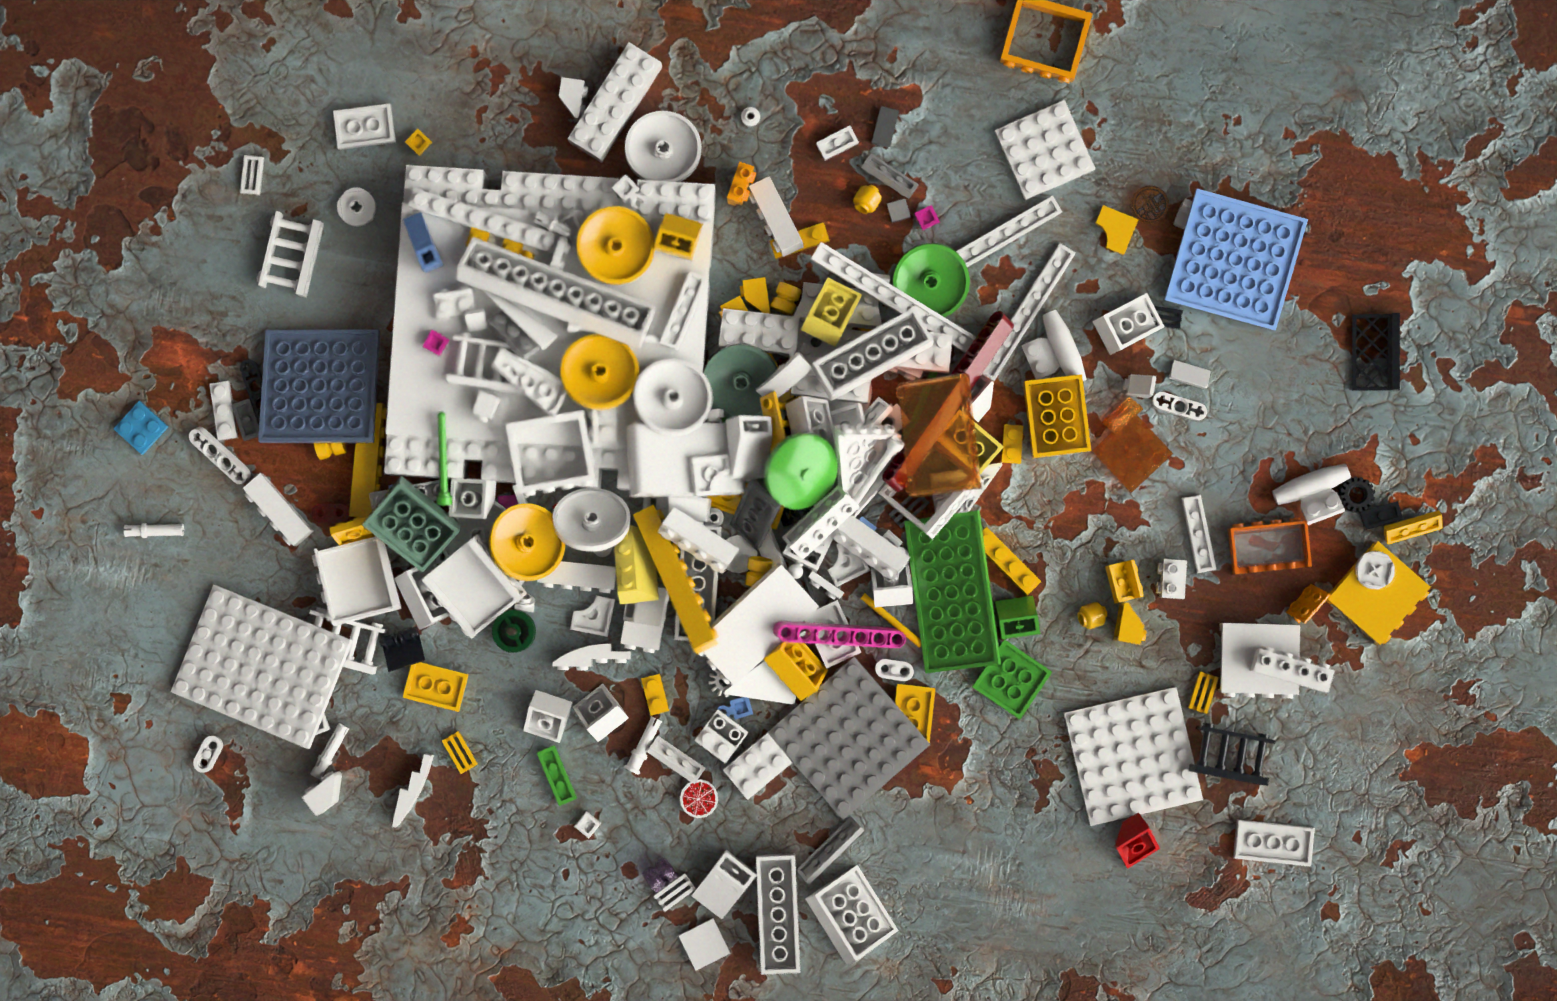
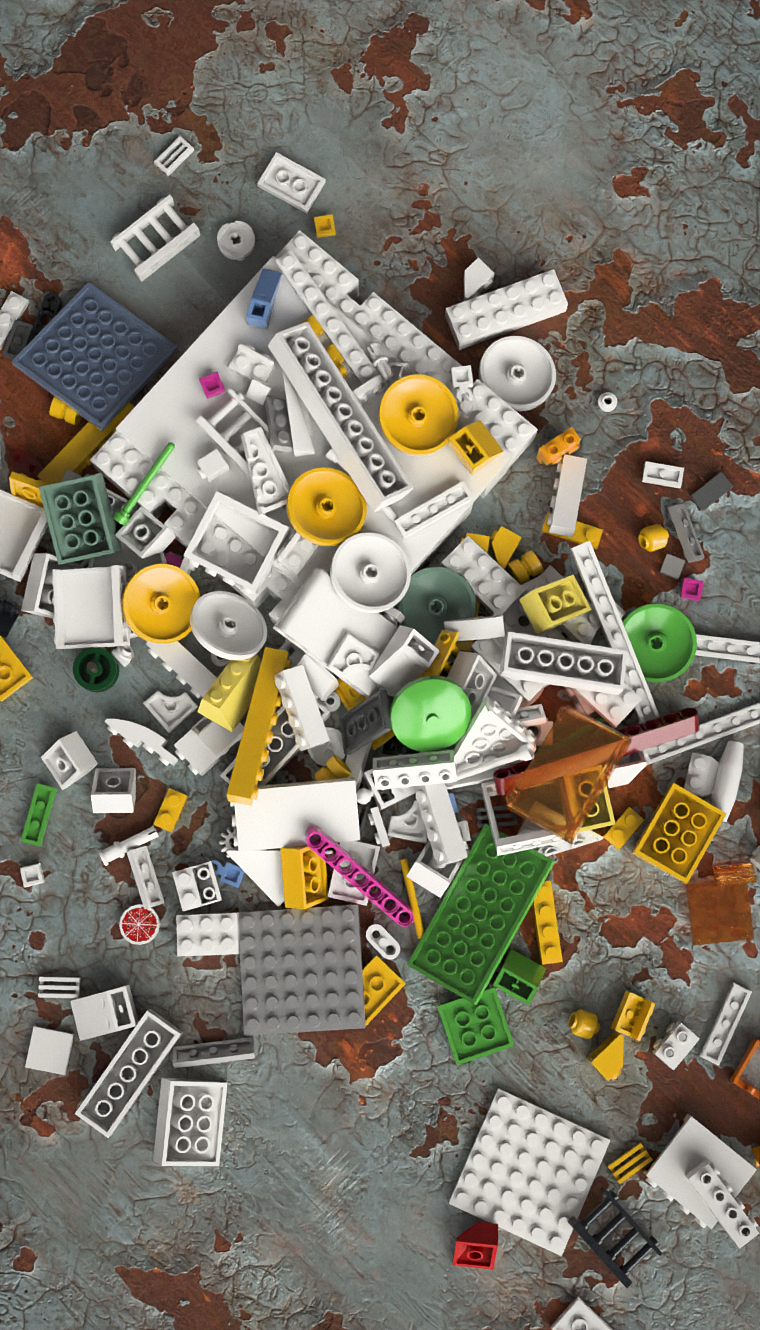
camera: 35 degrees right, 5 degrees down
(660, 874) = (57, 963): clear purple wheel -> none

